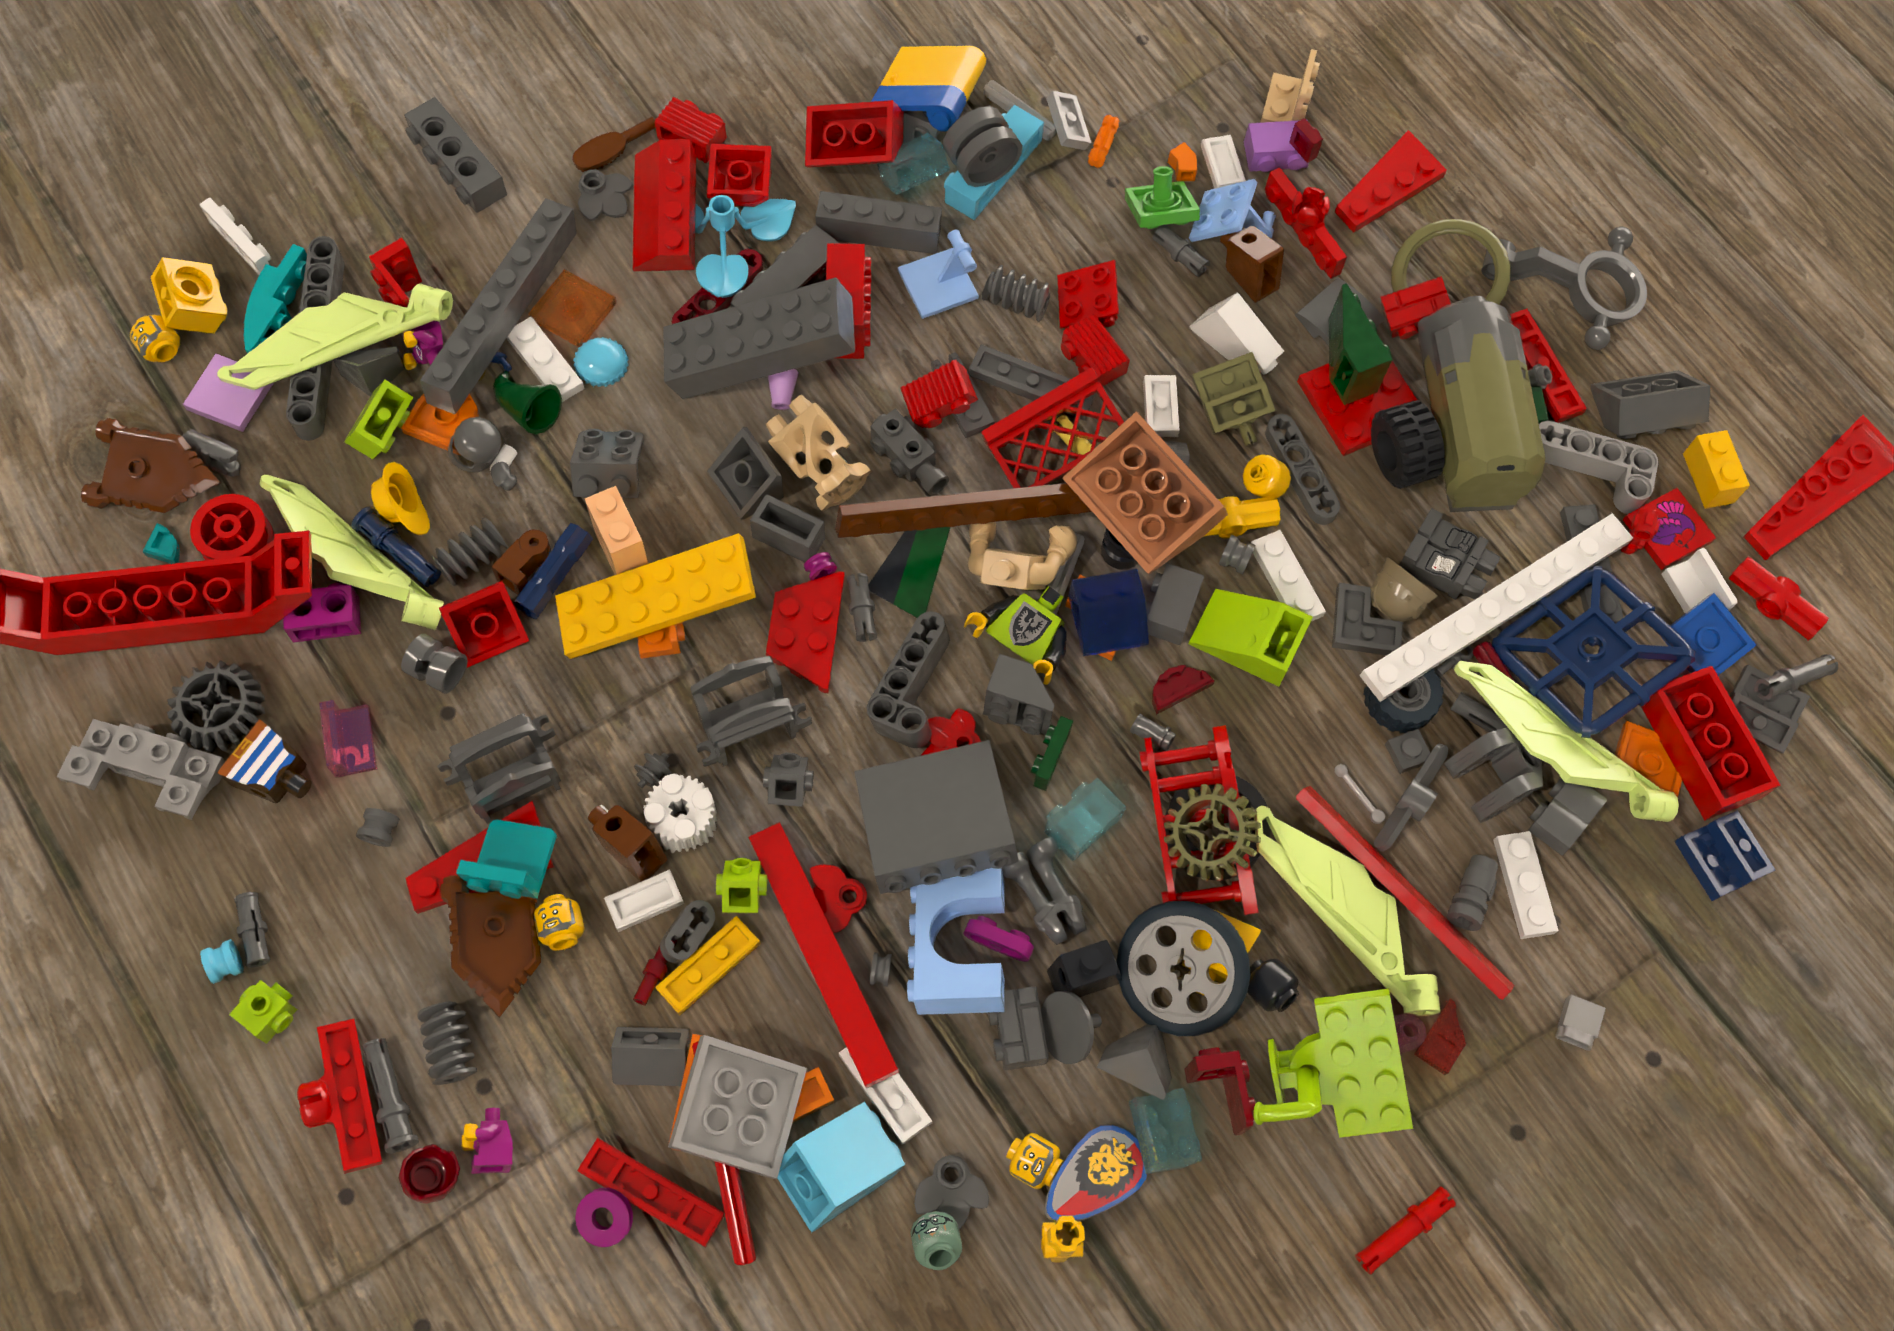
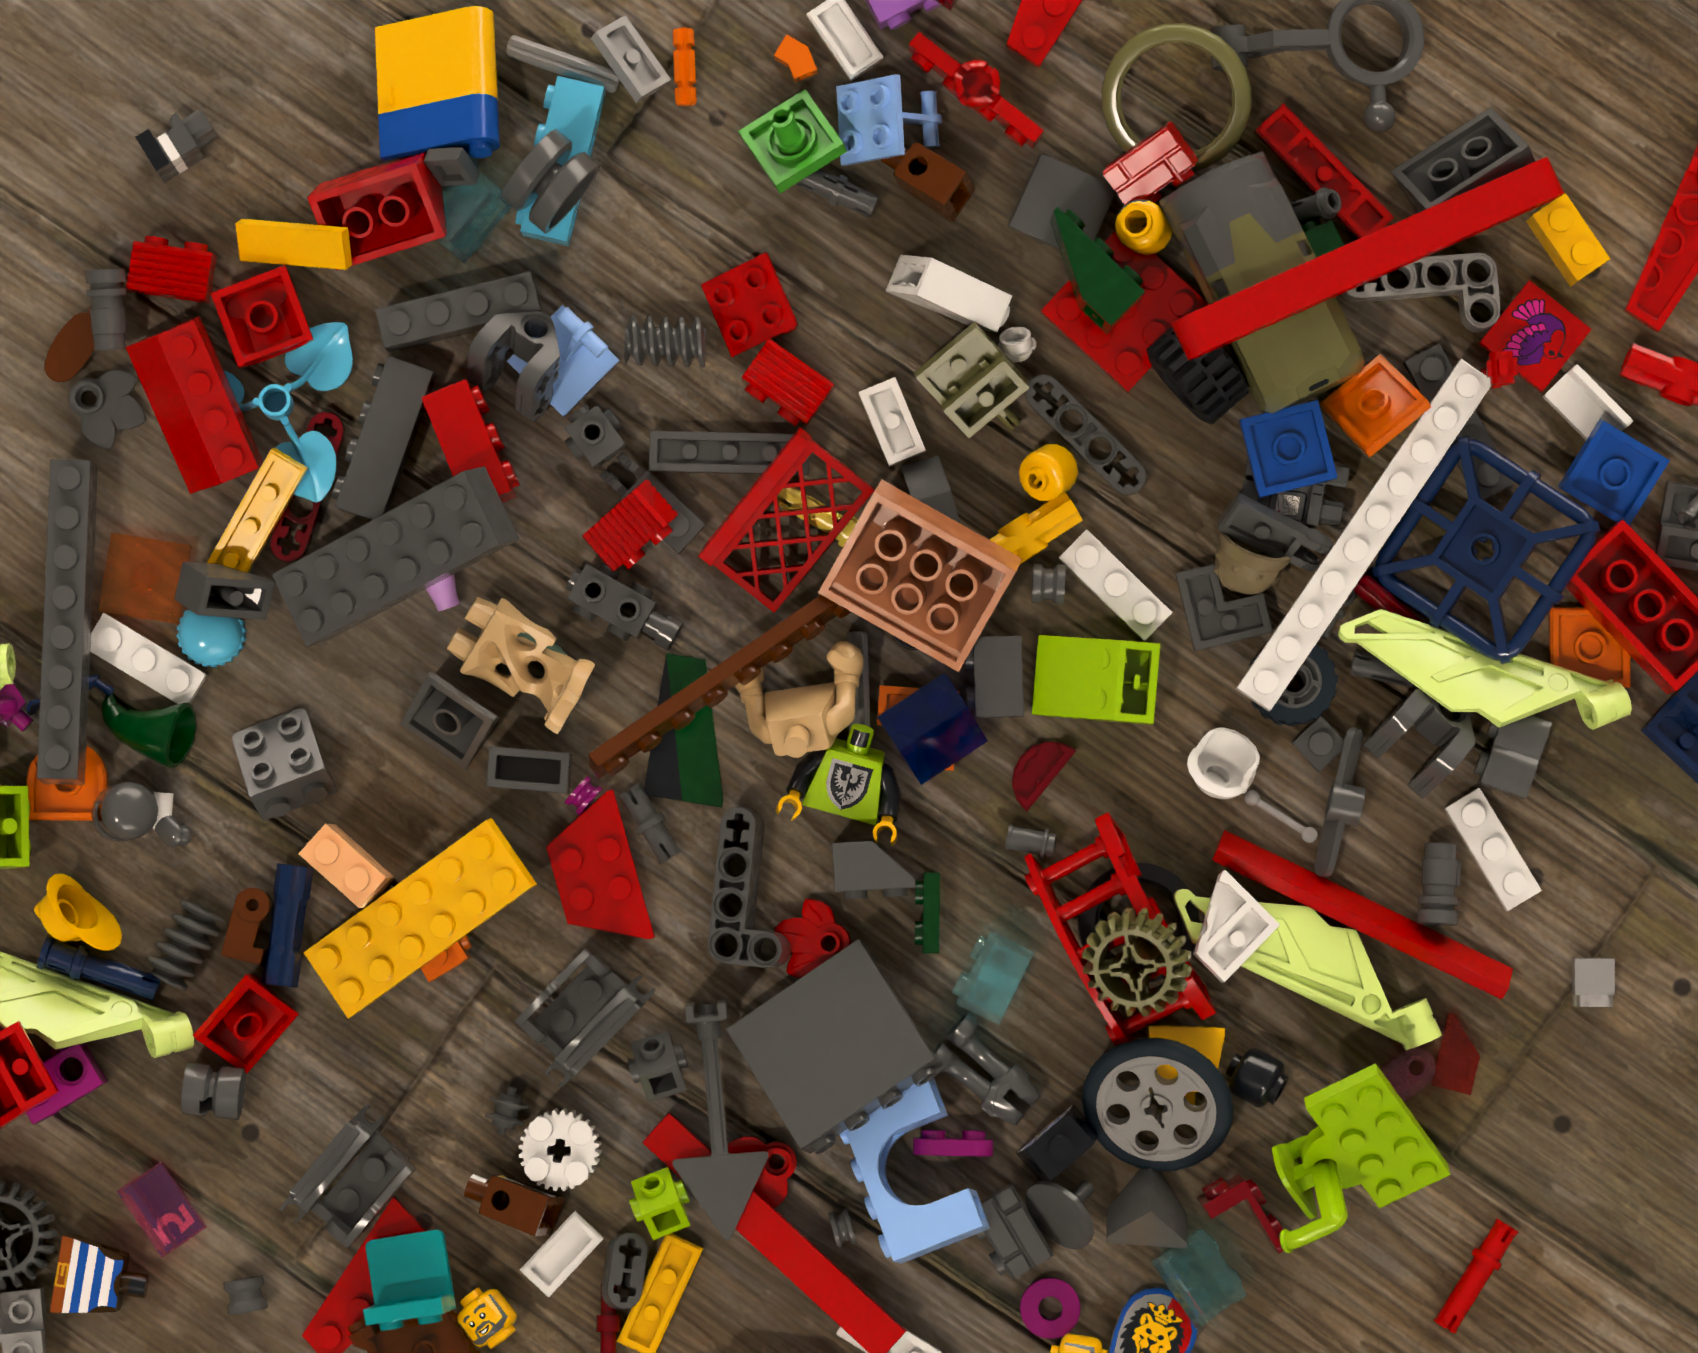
camera: 15 degrees left, 20 degrees up
(624, 326) = (223, 591): none -> dark grey slope
(633, 131) = (107, 310): none -> dark grey axle
(665, 296) = (259, 512): none -> yellow tile
(734, 53) = (178, 147): none -> dark grey hips
(784, 137) = (293, 244): none -> yellow tile
(800, 887) = (722, 1179): none -> dark grey piece
(916, 123) = (451, 166): none -> dark grey plate
(920, 256) = (542, 356): none -> dark grey piece
(939, 332) = (600, 449): none -> dark grey brick
(1033, 1092) = (1055, 1327): none -> magenta piece
(1276, 389) = (1017, 343): none -> white plate
(1296, 848) = (1231, 928): none -> white wing
(1329, 729) = (1223, 763): none -> white helmet
(1402, 339) = (1143, 227): none -> yellow head
(1425, 567) = (1273, 532): none -> dark grey hinge
(1460, 519) = (1288, 449): none -> blue plate
(1533, 524) = (1375, 405): none -> orange tile
(1570, 394) = (1367, 259): none -> red beam

